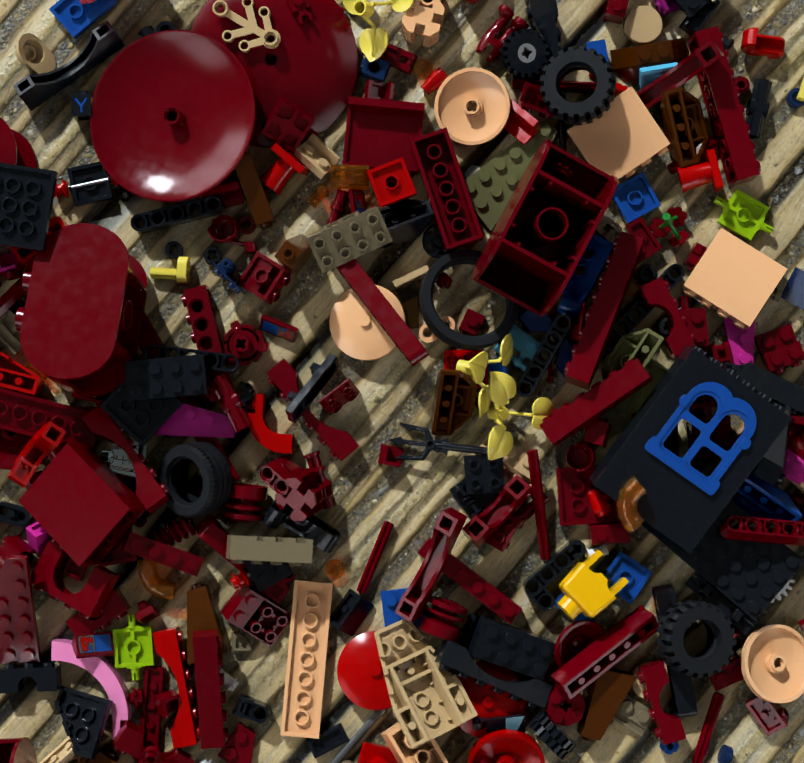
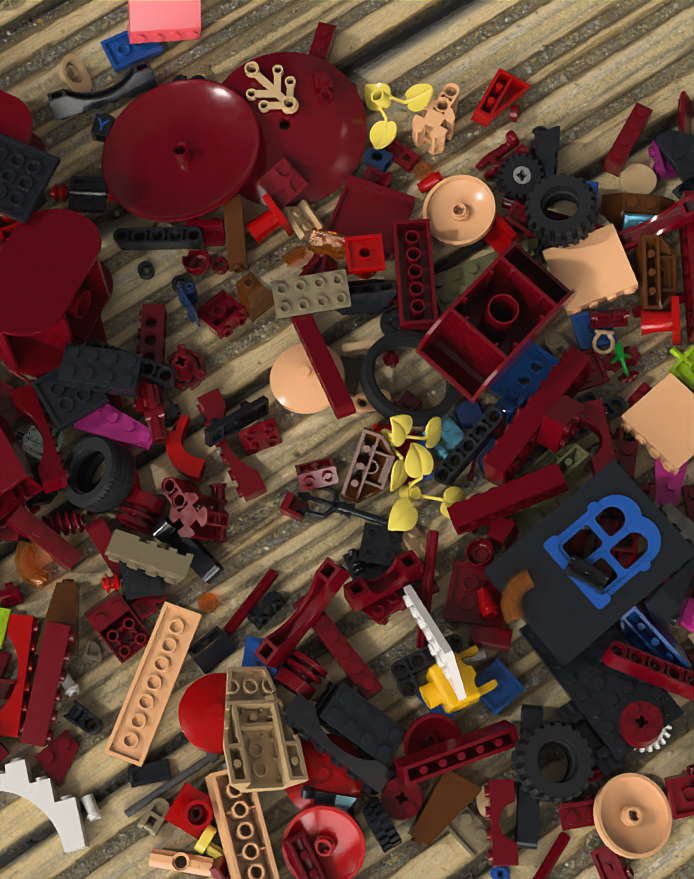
camera: 20 degrees right, 15 degrees down
(181, 274) = (145, 291): light yellow piece -> none
(250, 246) = (217, 283): dark red hand -> none
(278, 328) = (222, 363): slope -> none
(388, 569) = (273, 603): none -> black hinge
(403, 416) = (317, 474): none -> dark red bracket
(562, 561) = (437, 643): none -> white wing
(630, 314) = (560, 423): none -> dark red brick
(641, 204) = (609, 334): none -> tan piece
(648, 184) = (608, 318): none -> dark red hinge
(693, 467) = (586, 574): none -> black hinge
(778, 595) = (629, 724): none -> dark red brick

